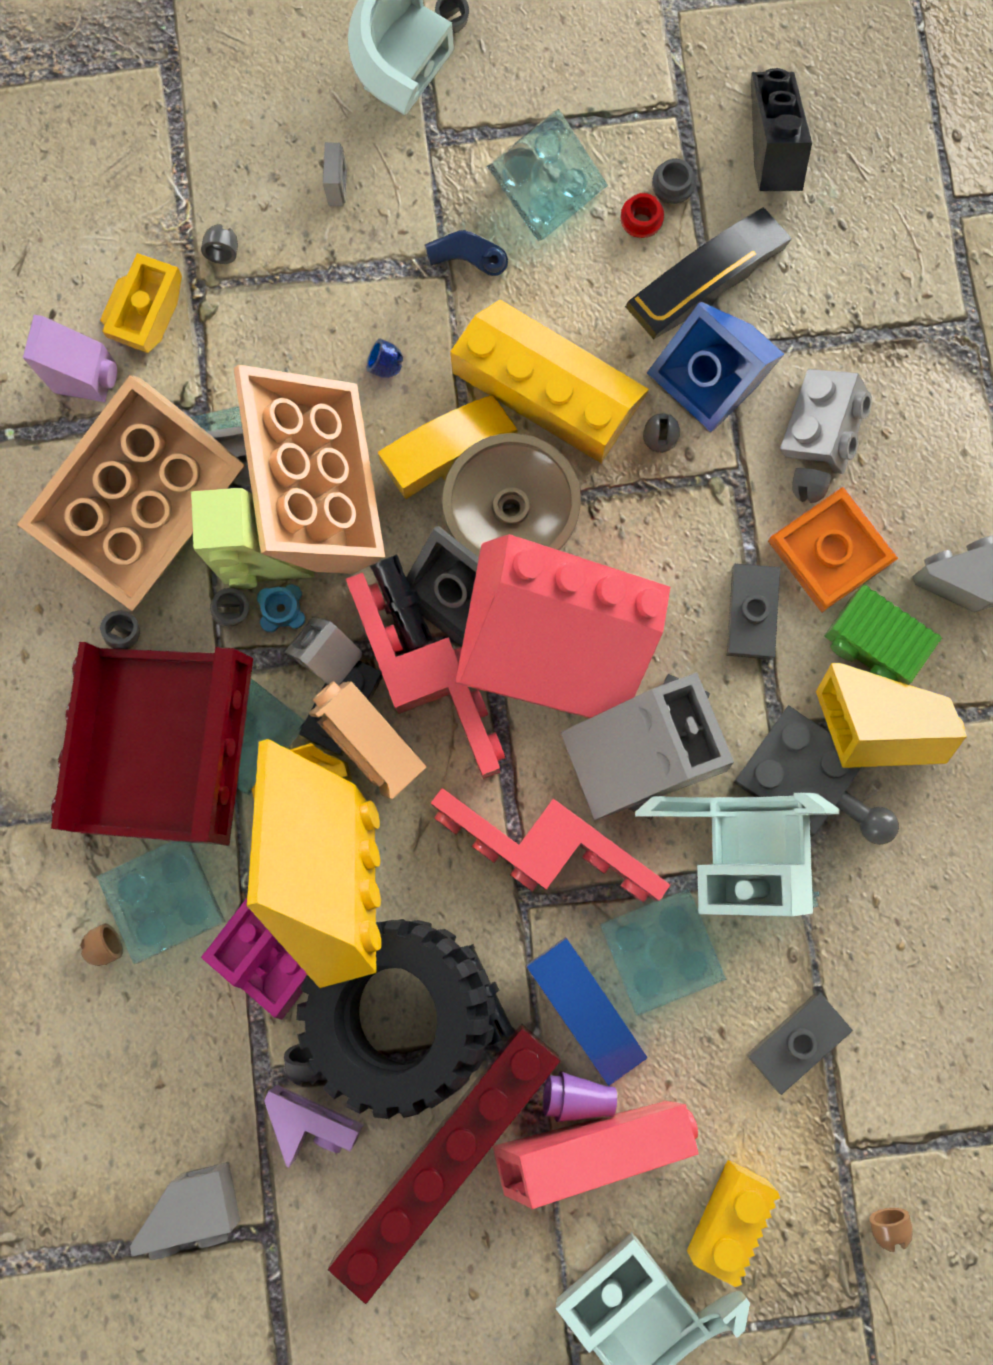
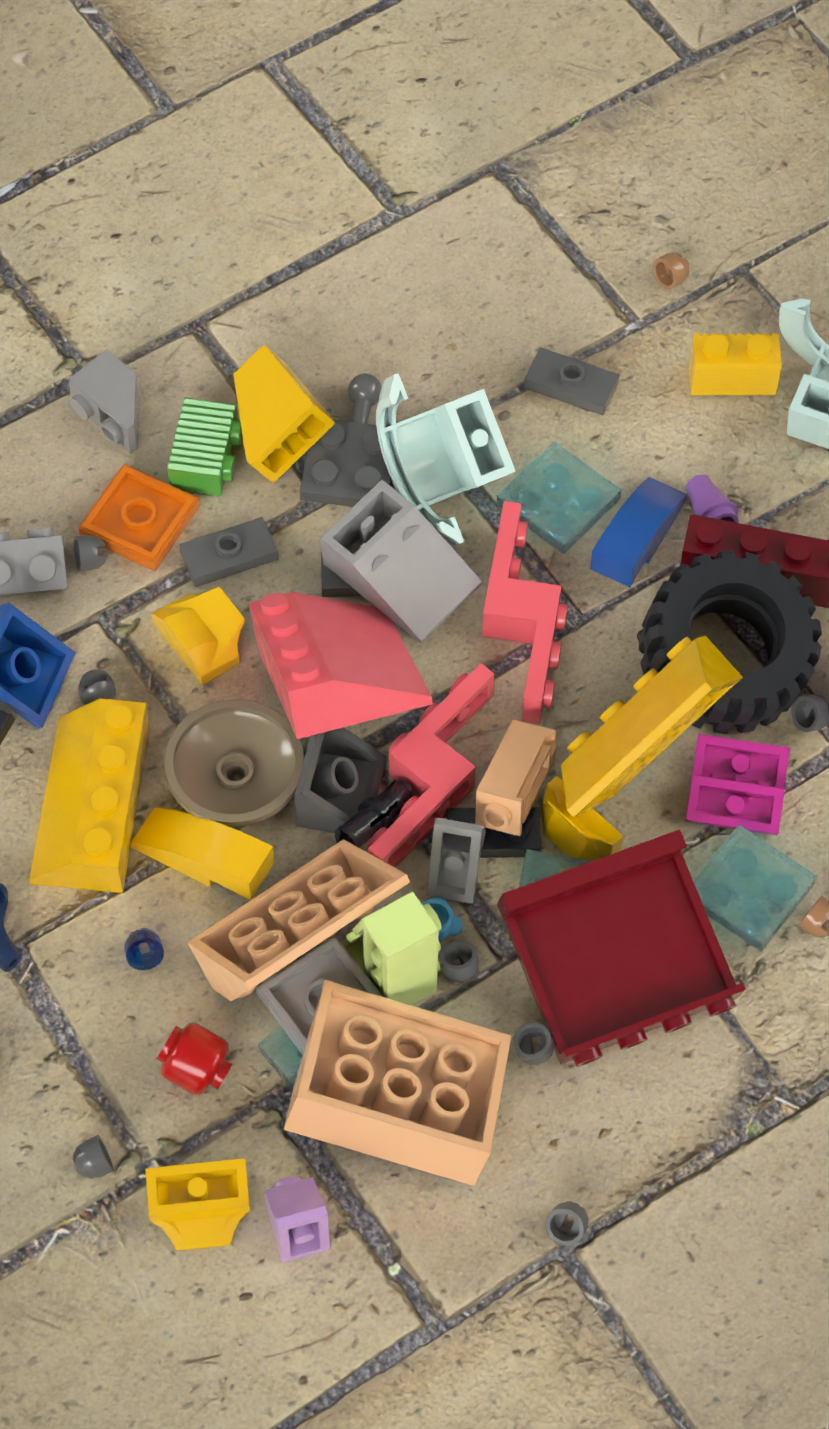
camera: 120 degrees left, 20 degrees down
(258, 345) = (194, 1058): none -> red head
(595, 1153) = (757, 477): coral slope -> none
(674, 543) = (202, 632): none -> yellow slope

